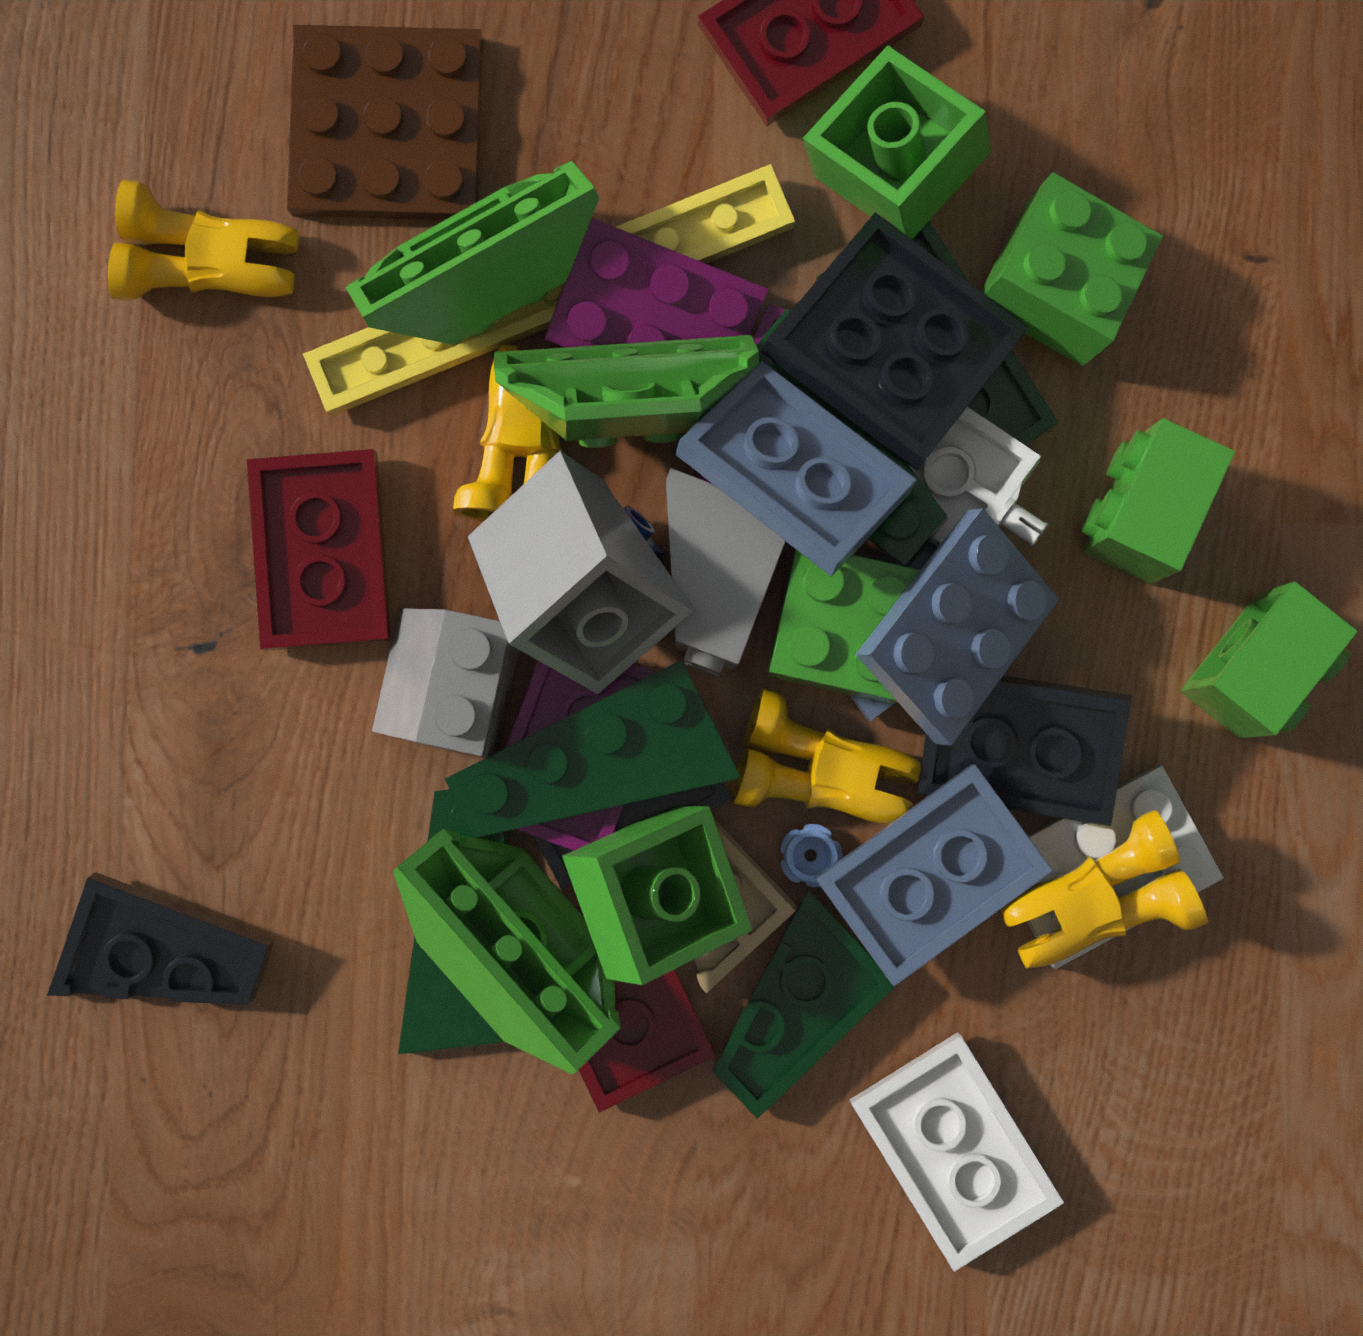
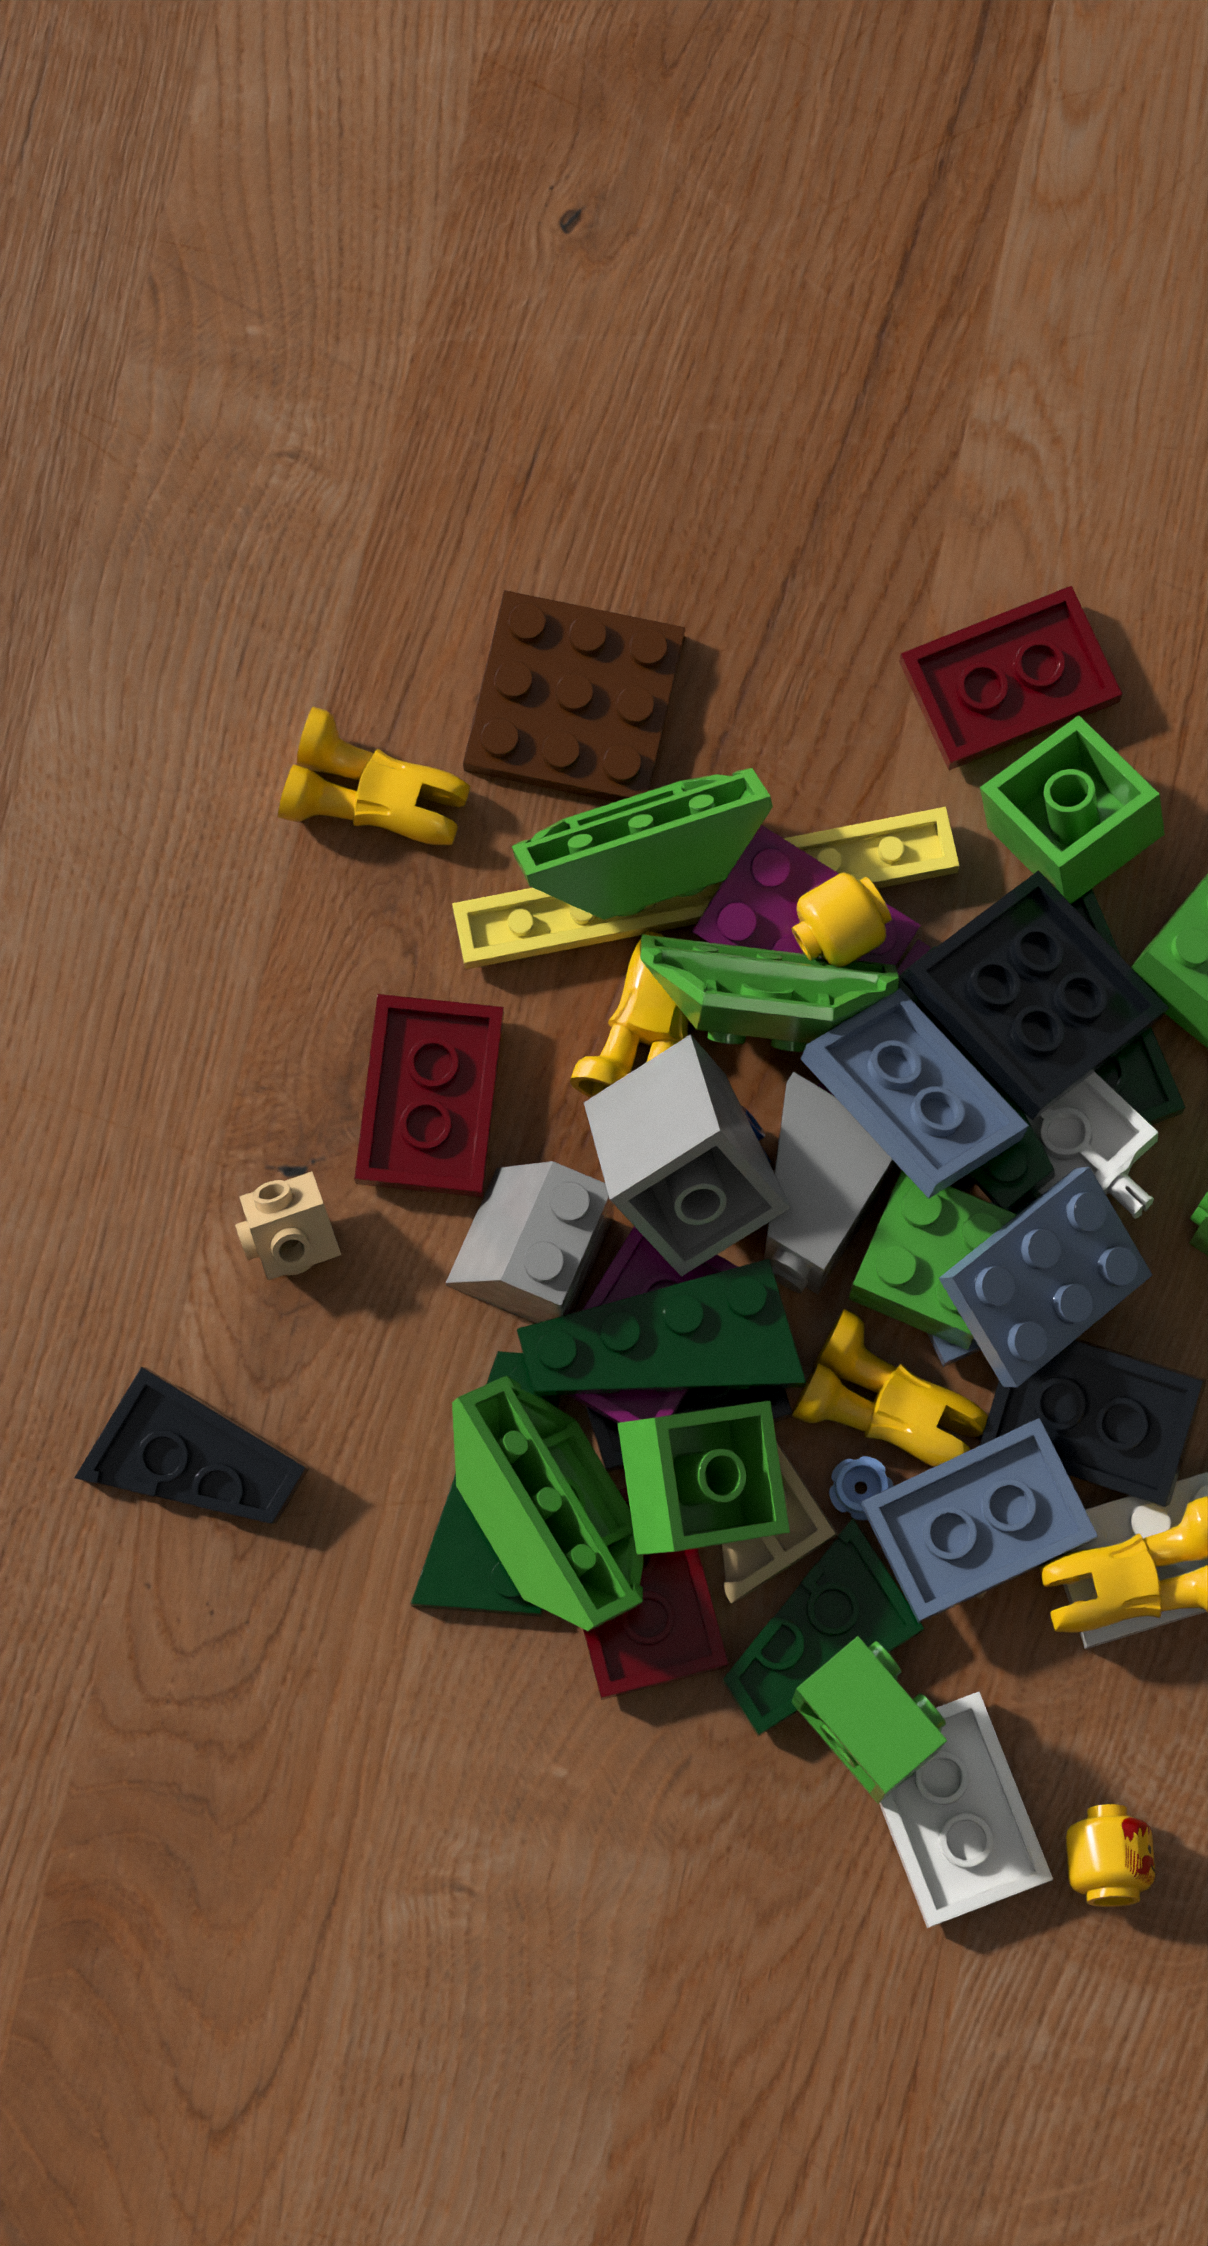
camera: 15 degrees right, 10 degrees down
(203, 710) = (287, 1226): none -> tan brick
(690, 301) = (841, 920): none -> yellow head
(864, 1104) = (870, 1717): none -> bright green brick
(1114, 1170) = (1110, 1856): none -> yellow head

